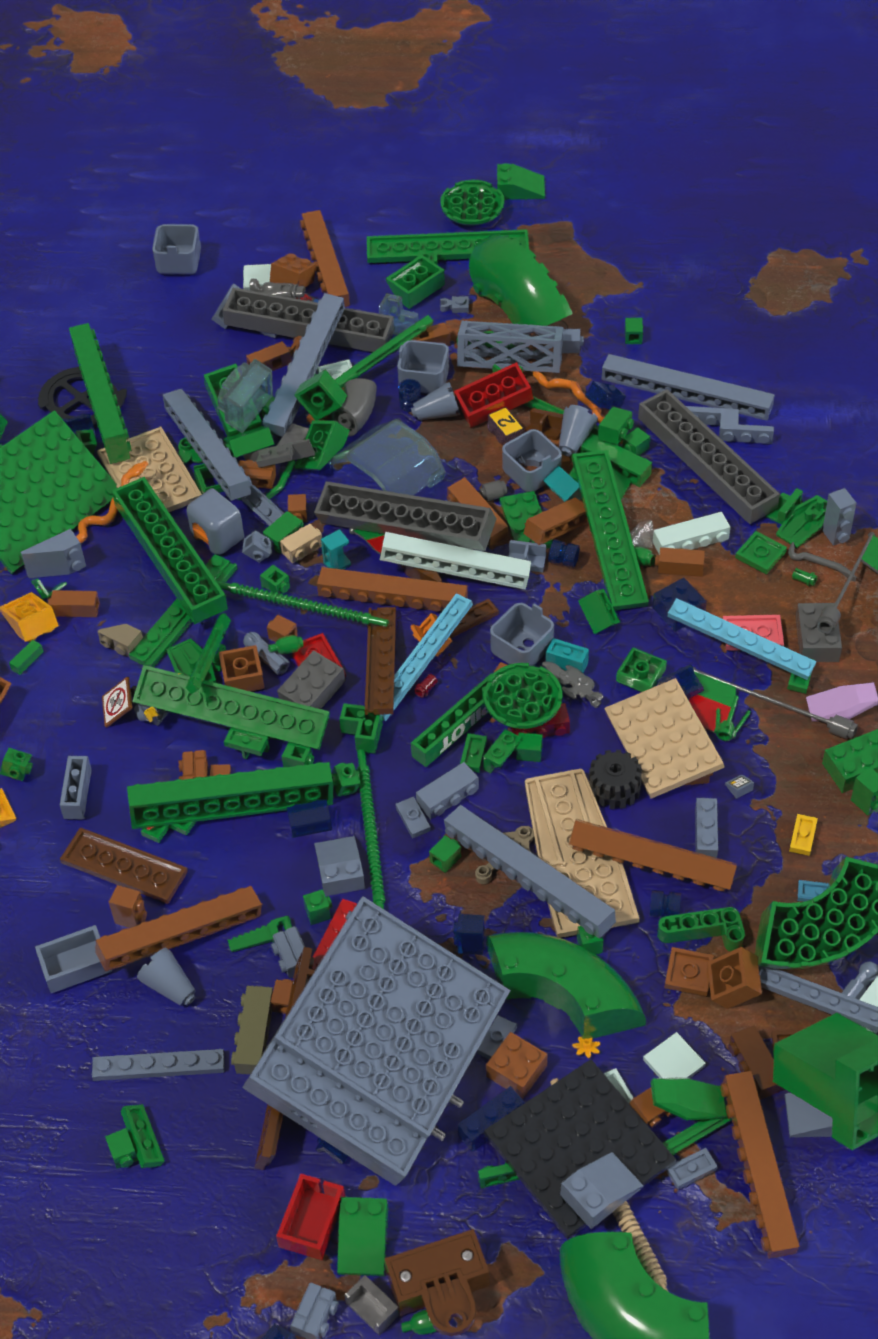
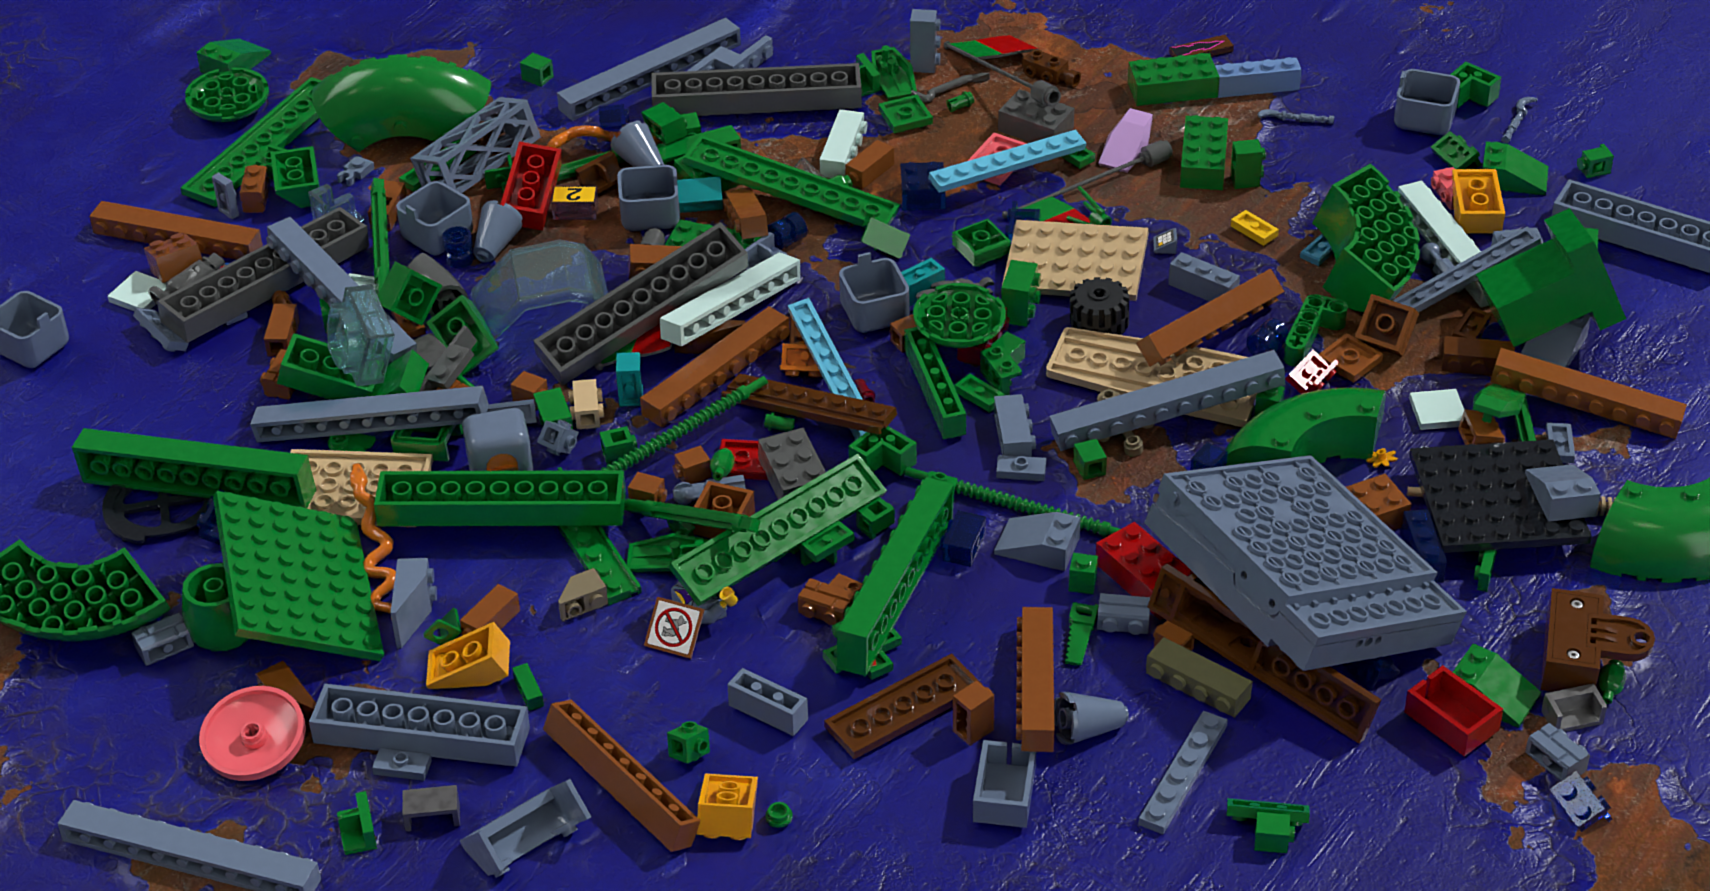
camera: 60 degrees left, 10 degrees down
(241, 620) = (647, 487): none -> dark orange brick
(358, 651) = (779, 423): none -> green pin
(368, 259) = (225, 195): none -> sand blue plate
(389, 266) = (254, 189): none -> dark orange brick
(592, 721) = (1020, 291): none -> green brick
(647, 952) = (1310, 373): none -> bracket

